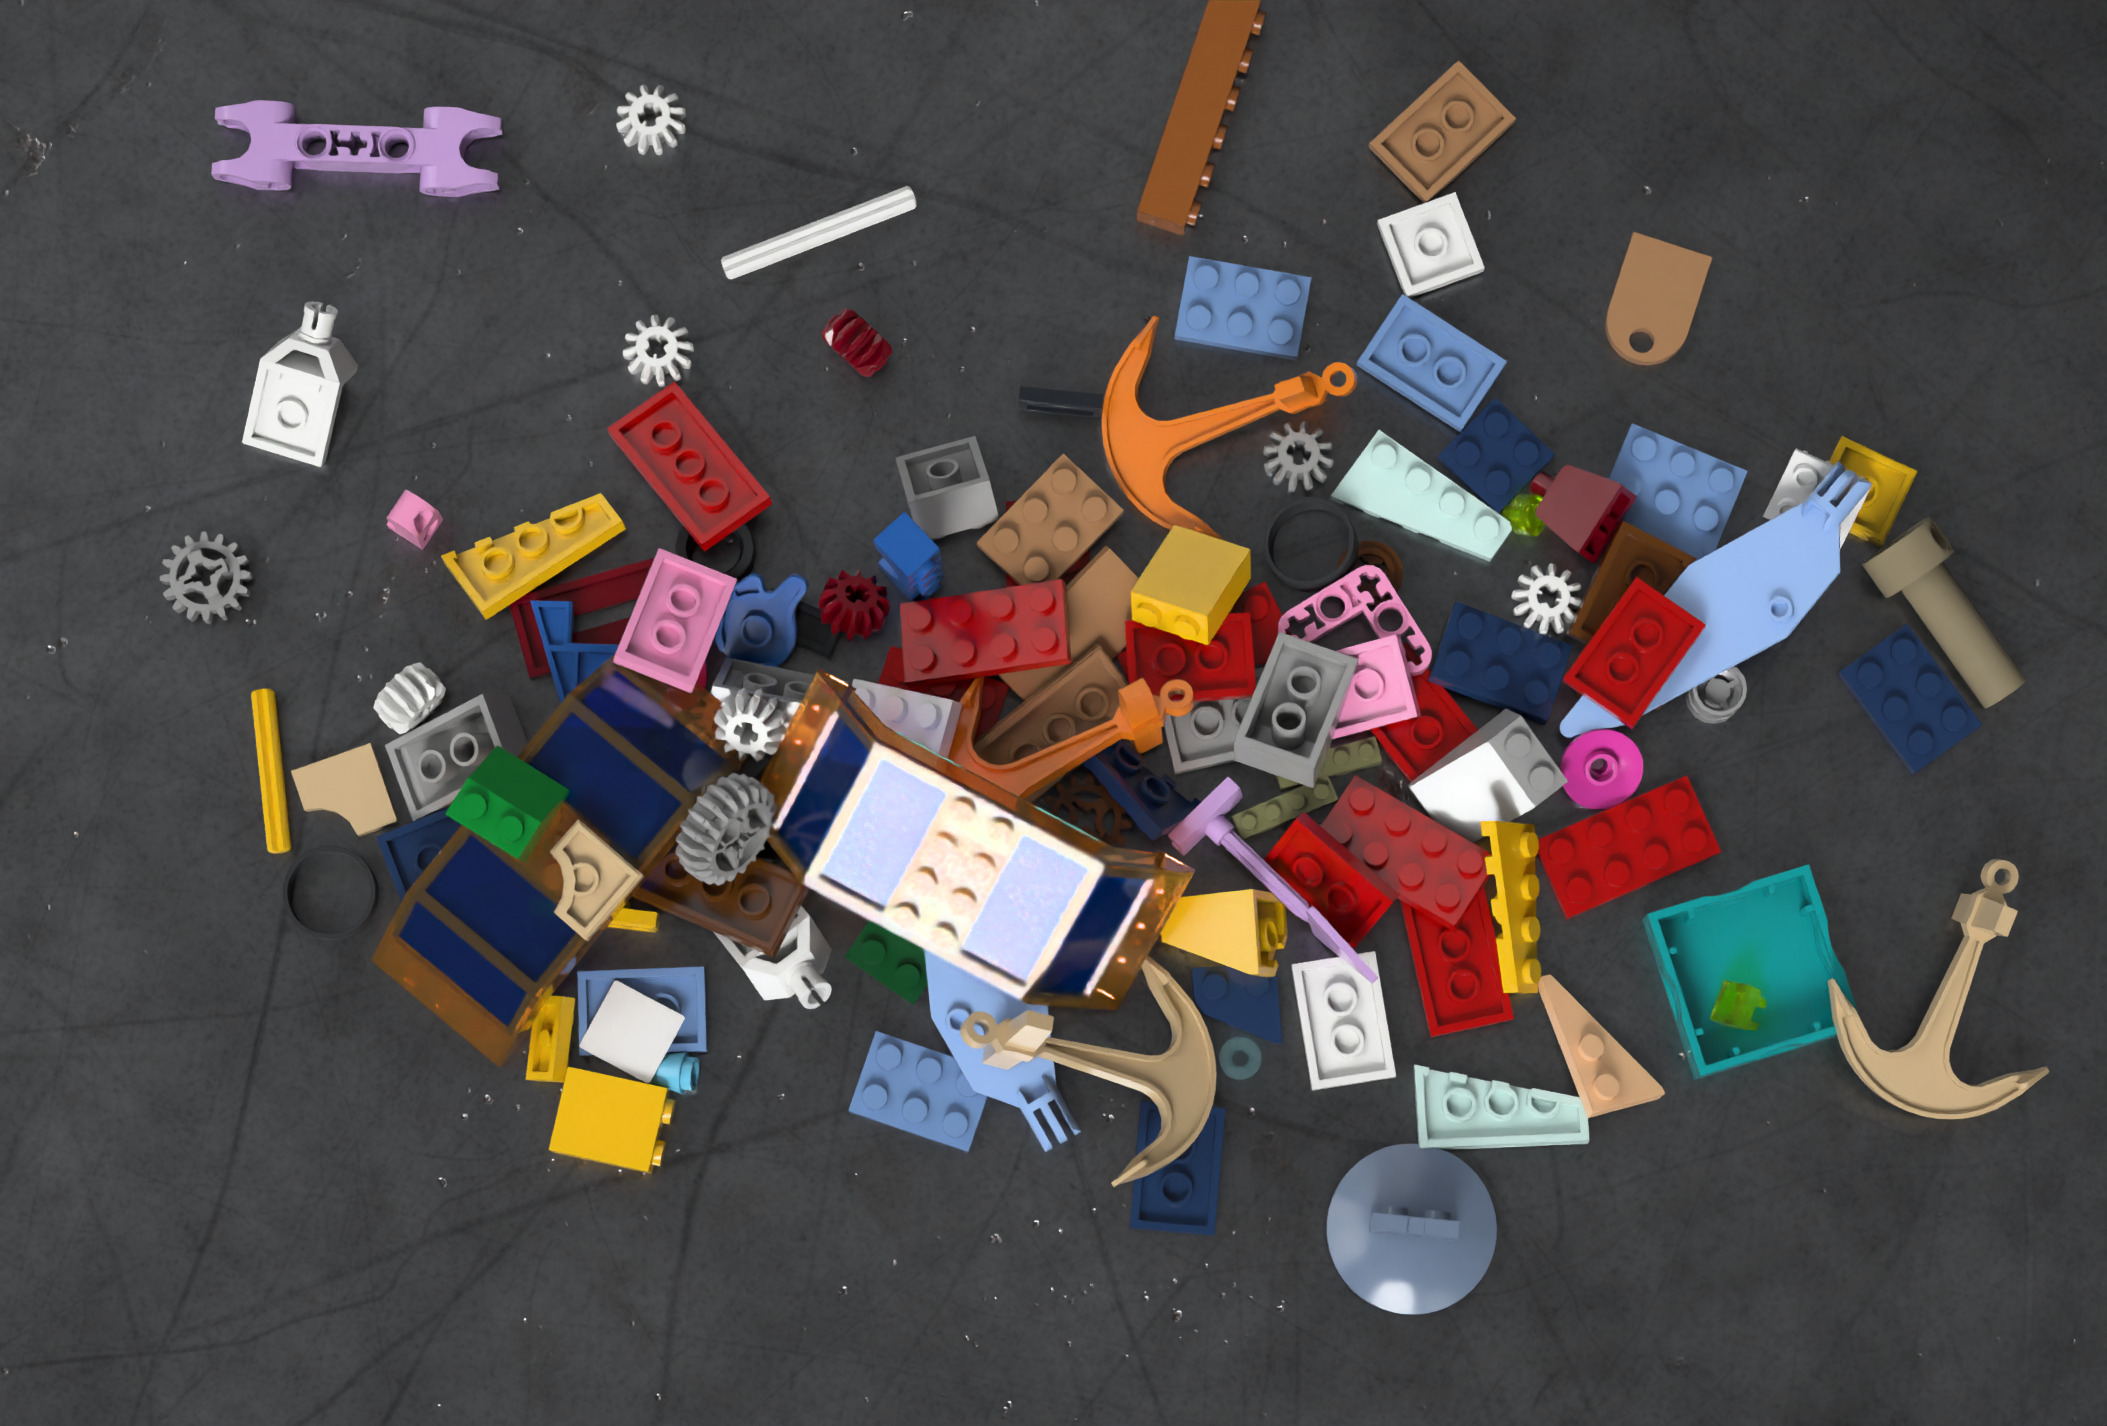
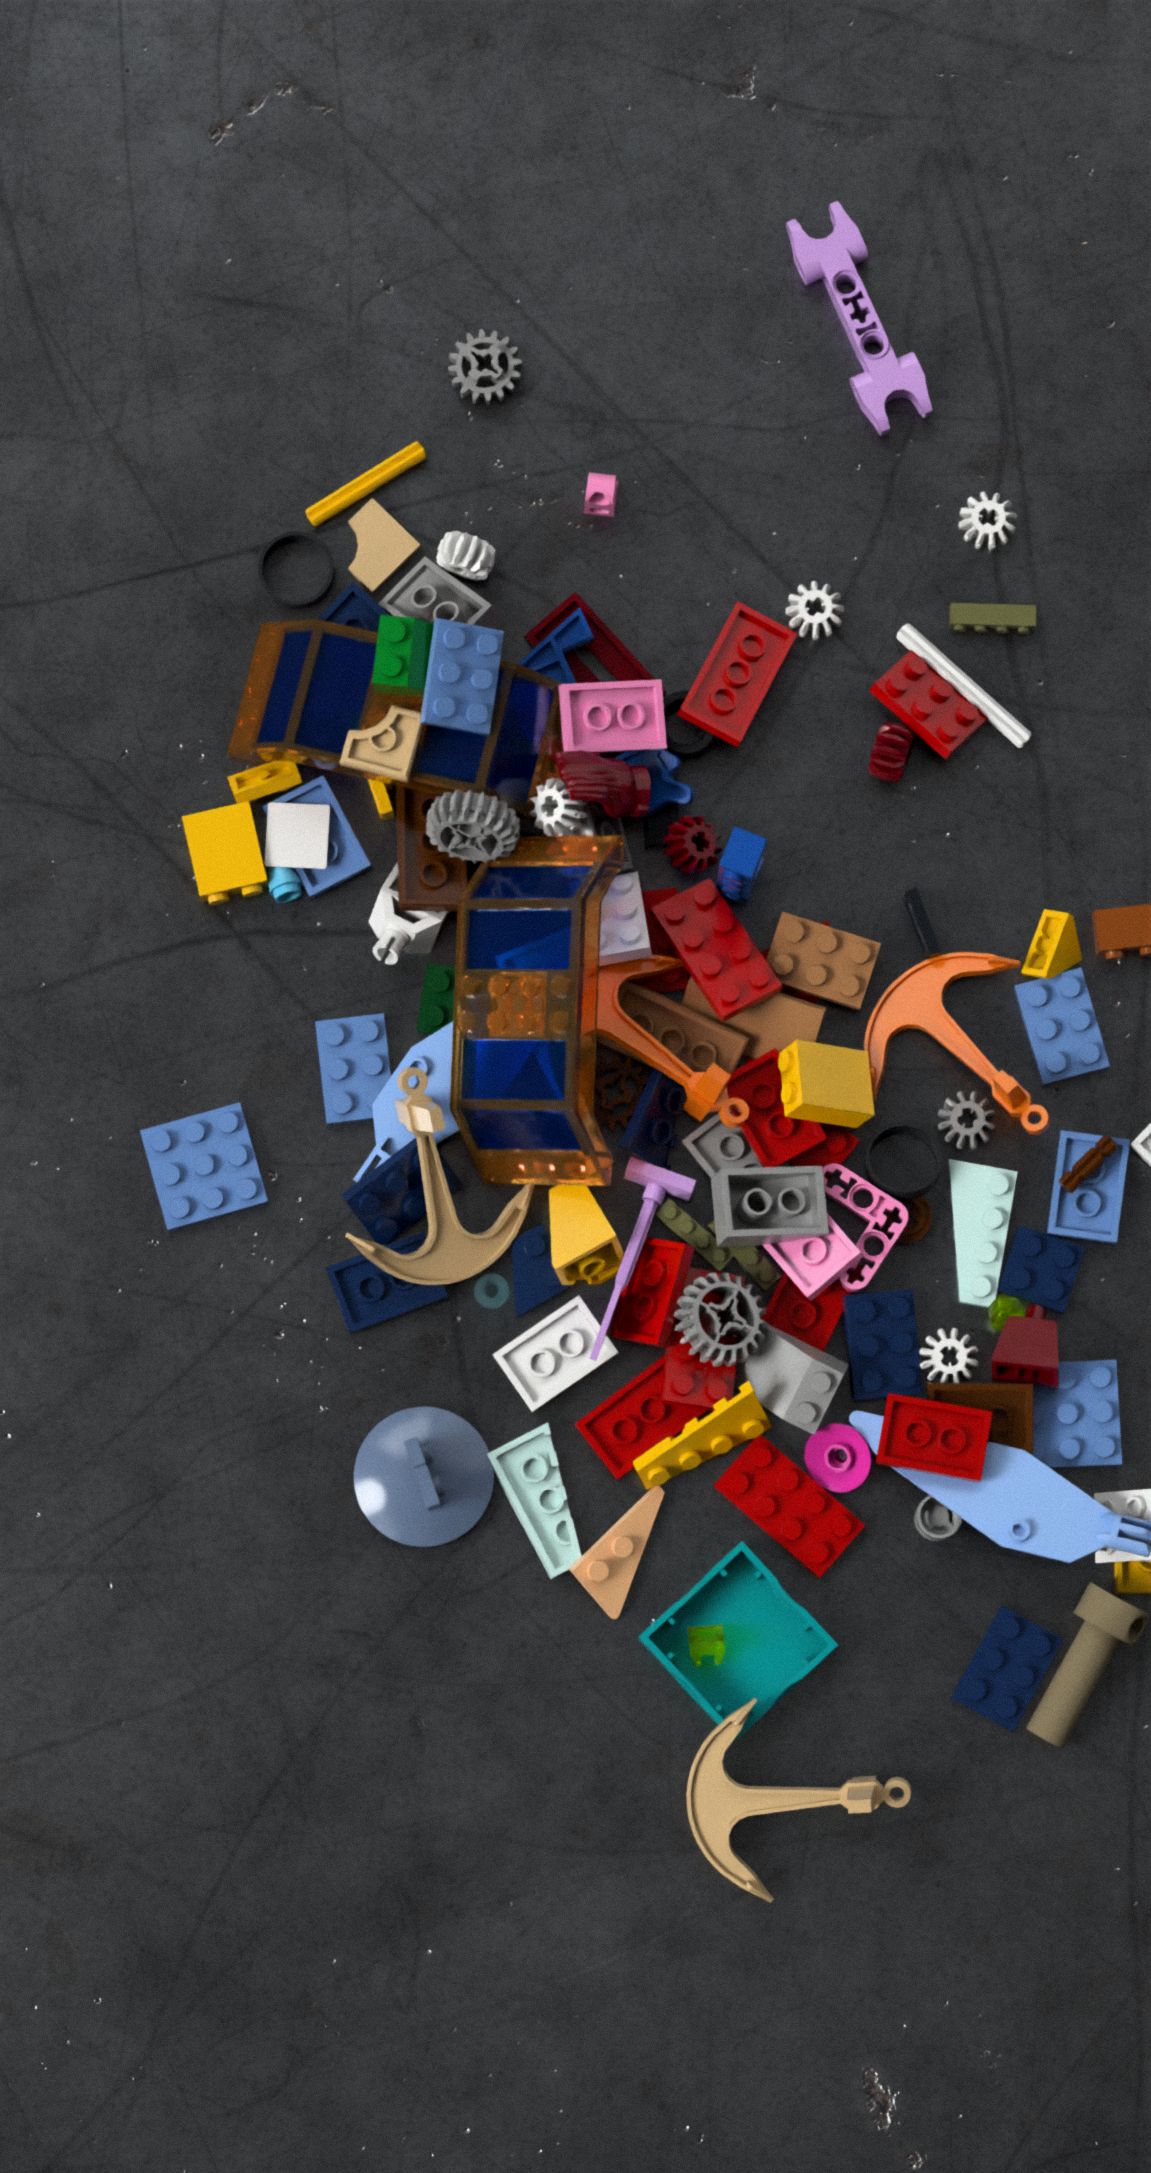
camera: 65 degrees right, 0 degrees up
(300, 390) = (657, 365): white plate -> none
(517, 563) = (606, 586): yellow wing -> none
(557, 758) = (462, 676): none -> medium blue plate
(746, 660) = (612, 782): none -> dark red hair
(759, 165) = (992, 617): none -> olive piece
(823, 278) = (928, 704): none -> red plate
(948, 488) = (814, 872): light grey slope -> none
(950, 1310) = (204, 1166): none -> medium blue plate
(1085, 1114) = (393, 1194): none -> dark blue plate
(1151, 274) = (1053, 946): none -> yellow slope
(1396, 842) = (735, 1297): none -> light grey gear
(1409, 349) = (1088, 1164): none -> reddish brown axle

